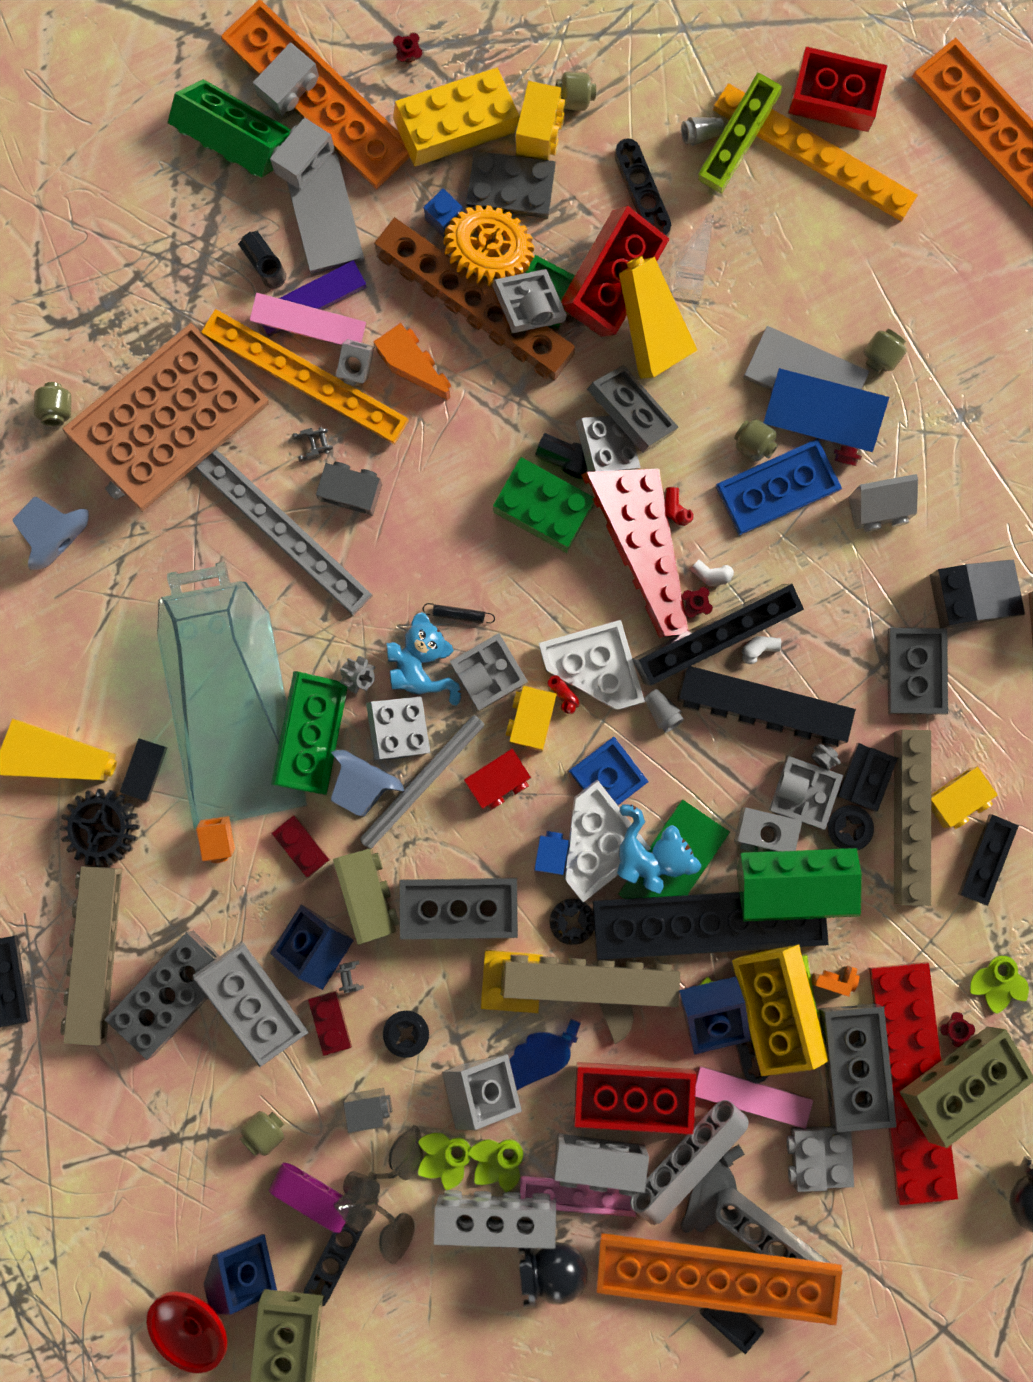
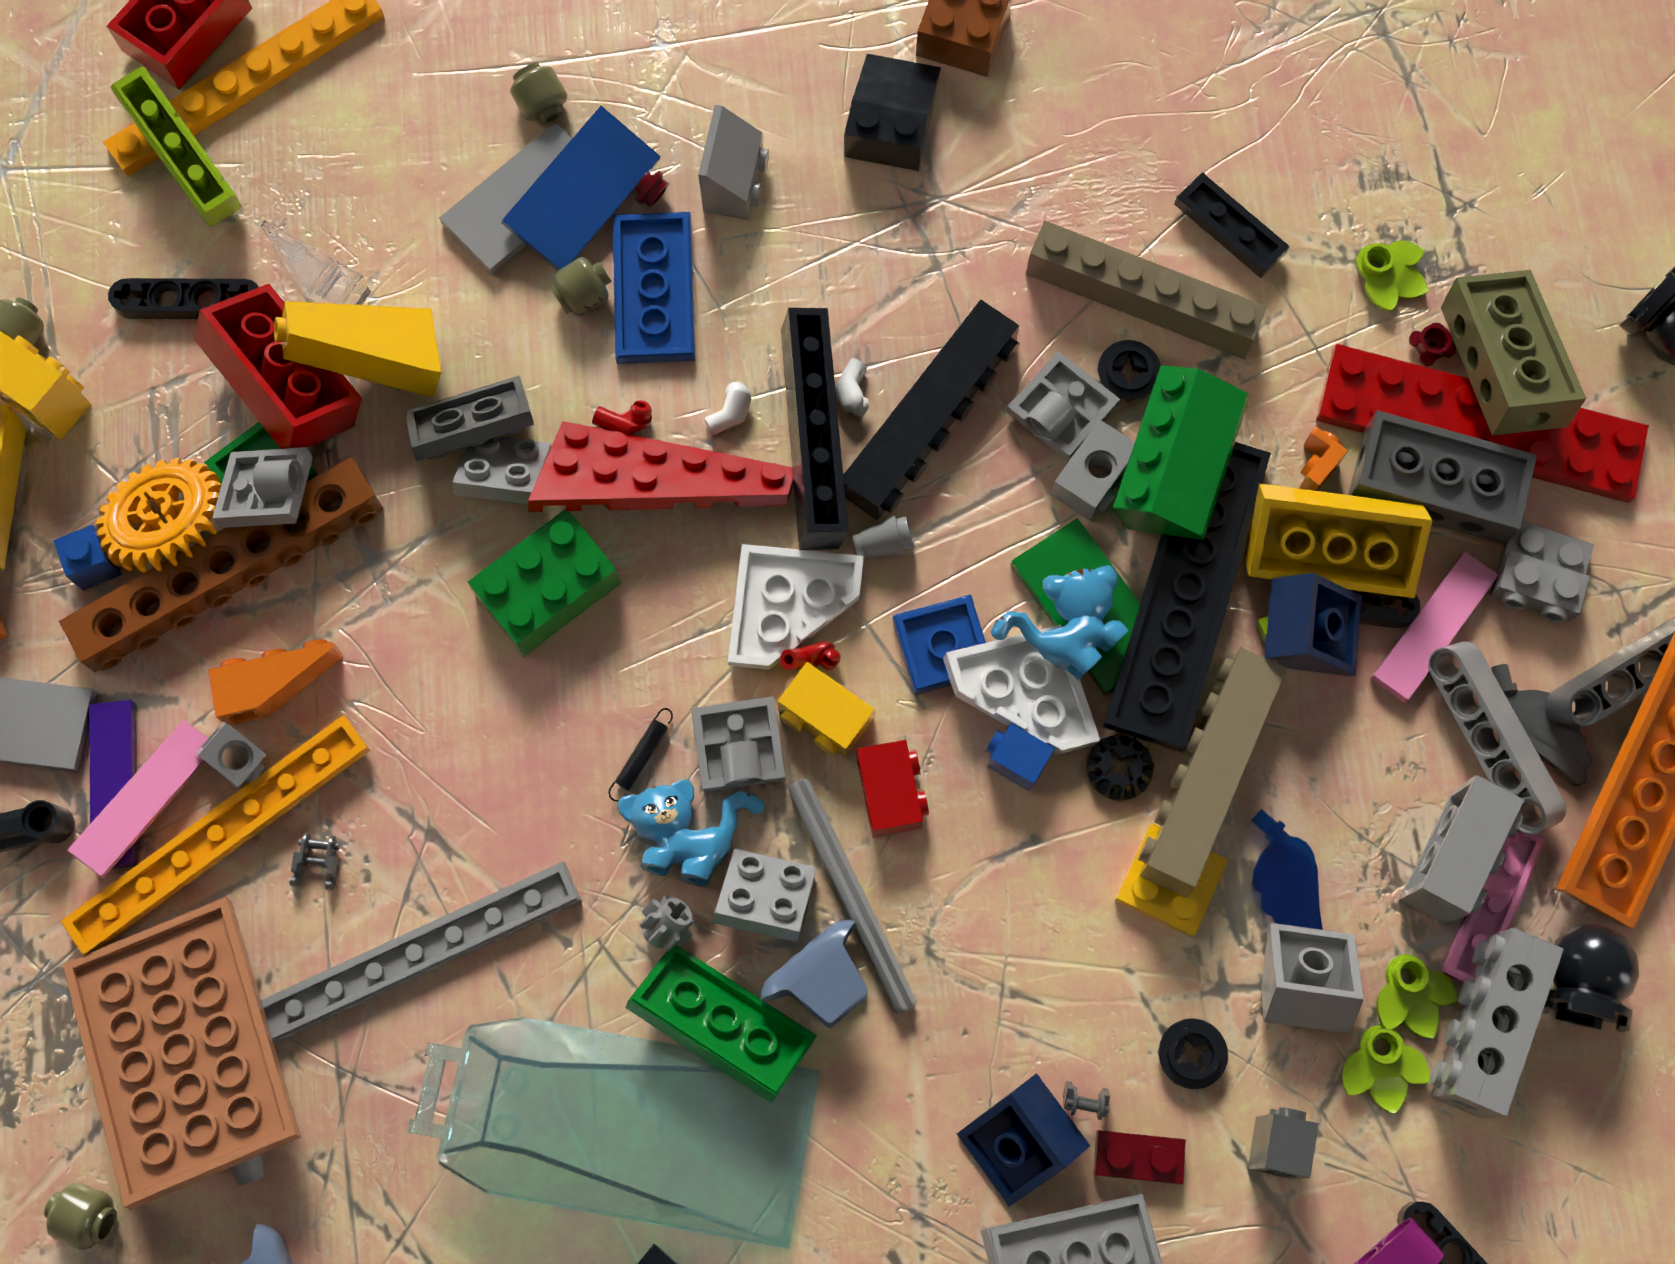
camera: 70 degrees left, 10 degrees down
(215, 839) = (818, 1219): orange brick -> none
(300, 846) = (875, 1101): dark red plate -> none
(349, 488) = (402, 832): dark grey brick -> none
(362, 1193) = (1406, 1185): clear smoke plant -> none
(366, 895) = (981, 1030): olive slope -> none
(445, 923) = (1075, 897): dark grey brick -> none
(511, 184) = (92, 457): dark grey plate -> none
(562, 454) = (494, 526): black piece -> none
(619, 1019) = (1274, 758): dark tan tile -> none
(634, 1098) = (1387, 773): red brick -> none
(693, 609) = (764, 452): dark red plate -> none
(700, 129) = (145, 197): light grey cone -> none
(825, 756) = (1025, 363): light grey plate -> none
(867, 777) = (1072, 324): black plate -> none
(917, 671) = (960, 214): dark grey plate -> none
(961, 798) = (1141, 221): yellow brick -> none

